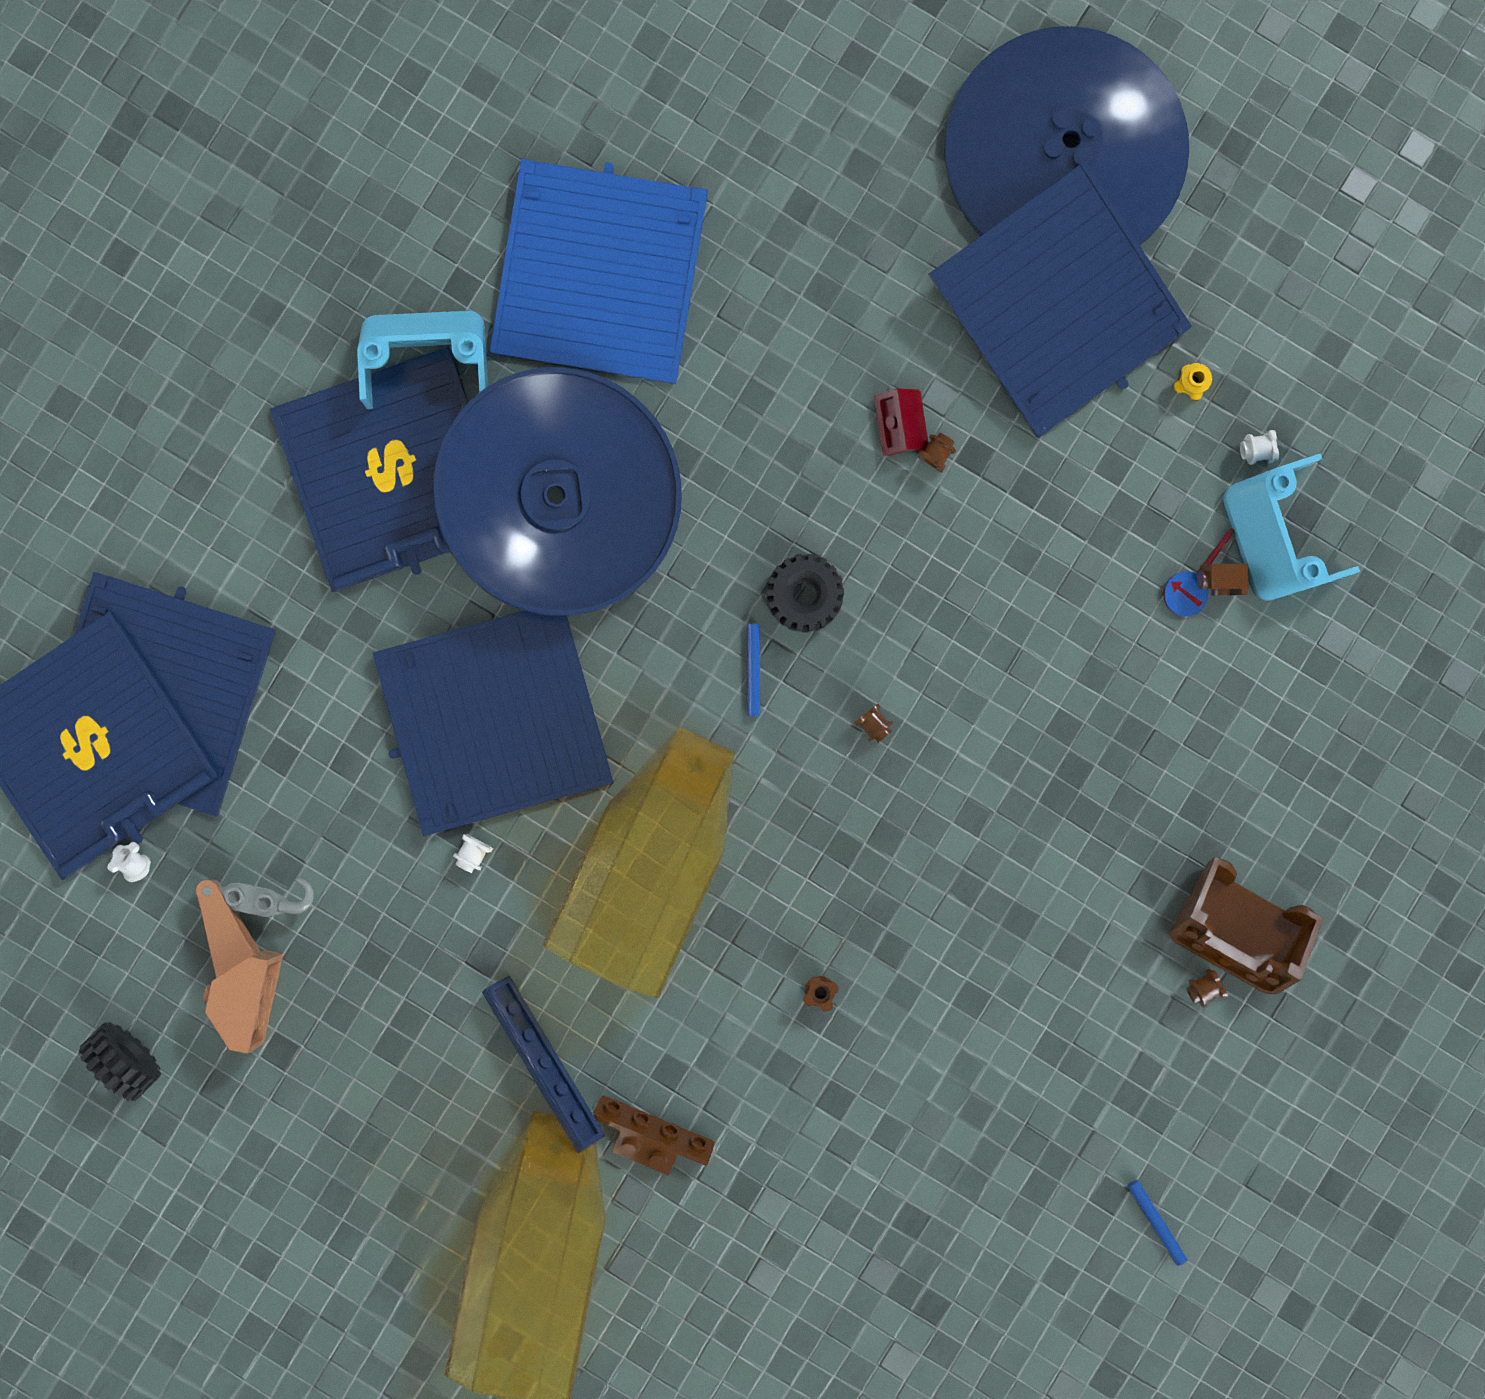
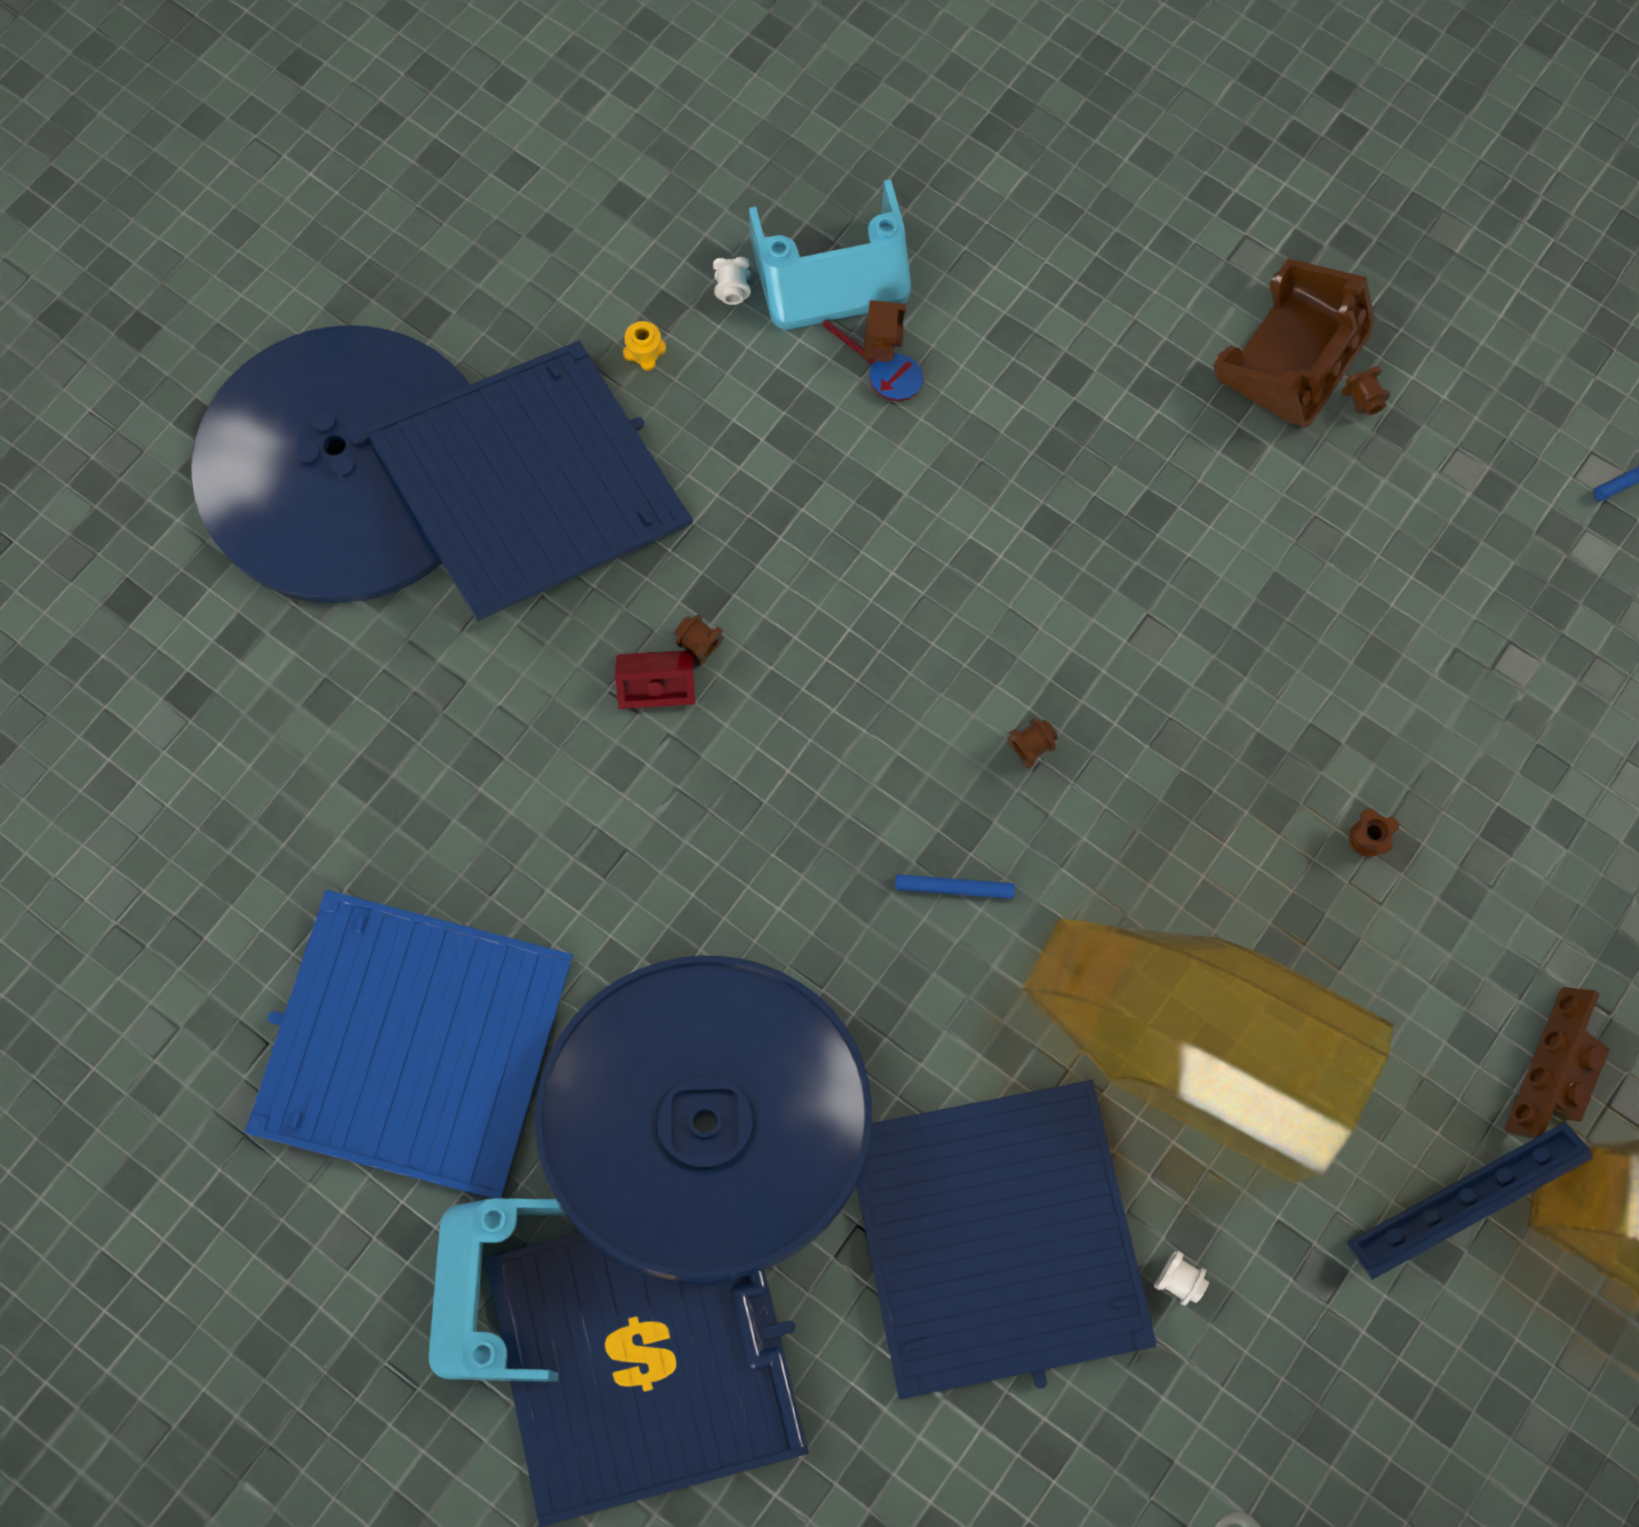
camera: 90 degrees left, 15 degrees down
(805, 569) = (867, 783): black tyre -> none

